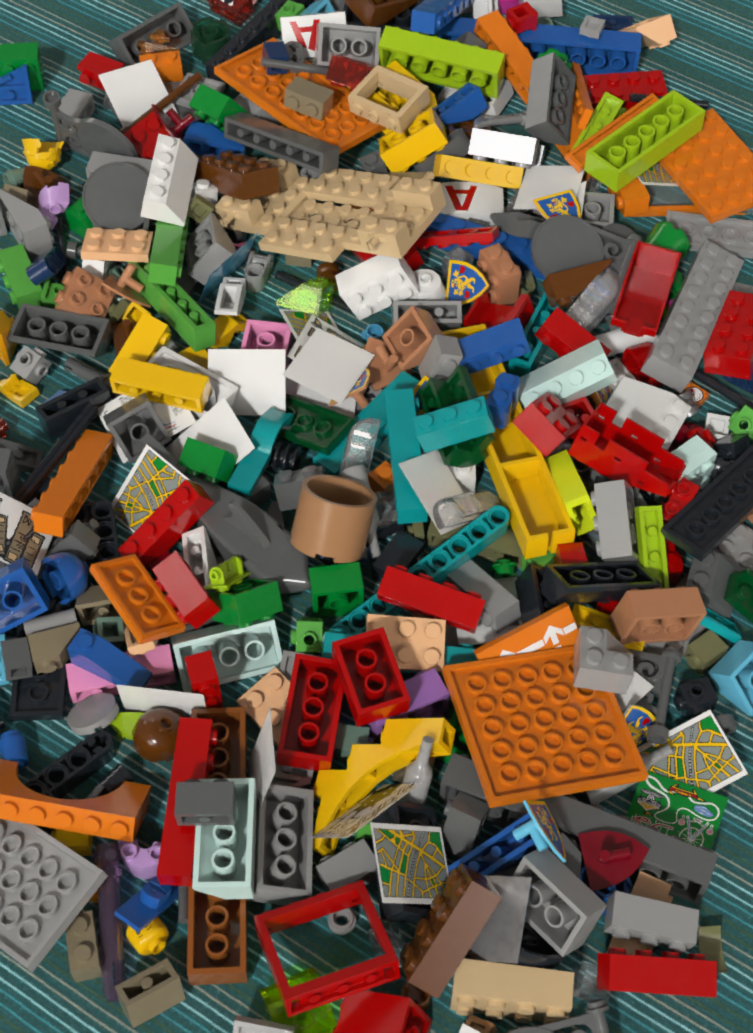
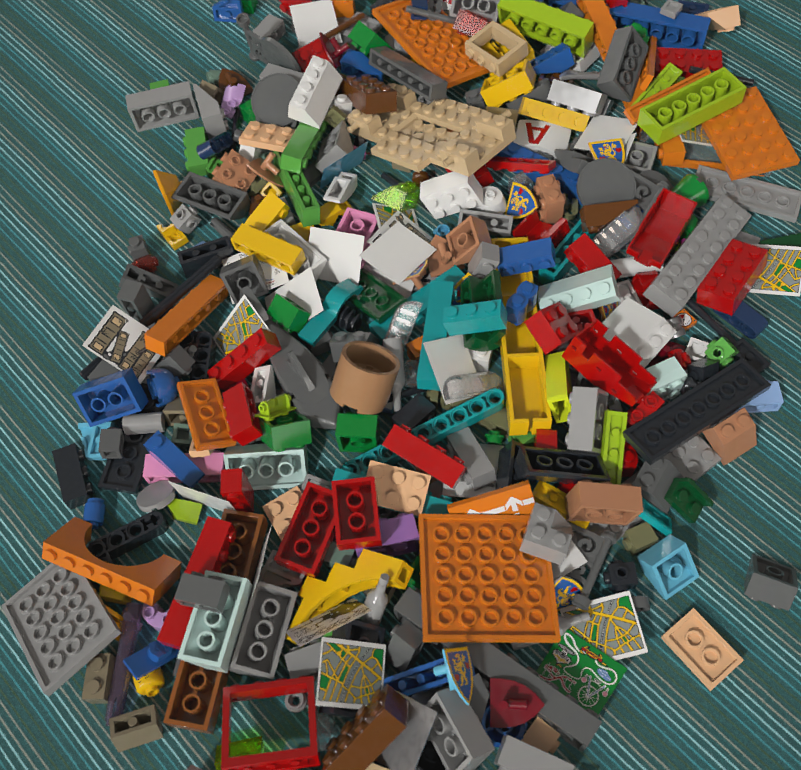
camera: 20 degrees right, 5 degrees up
(42, 153) = (237, 61): yellow helmet -> none
(50, 647) = (134, 437): dark tan slope -> none
(111, 781) = (154, 553): black hinge -> none
(156, 734) = (193, 519): reddish brown cylinder -> none
(258, 271) = (368, 170): light grey piece -> none
(304, 627) = (327, 463): bright green brick -> none
(308, 98) = (435, 41): dark tan brick -> none

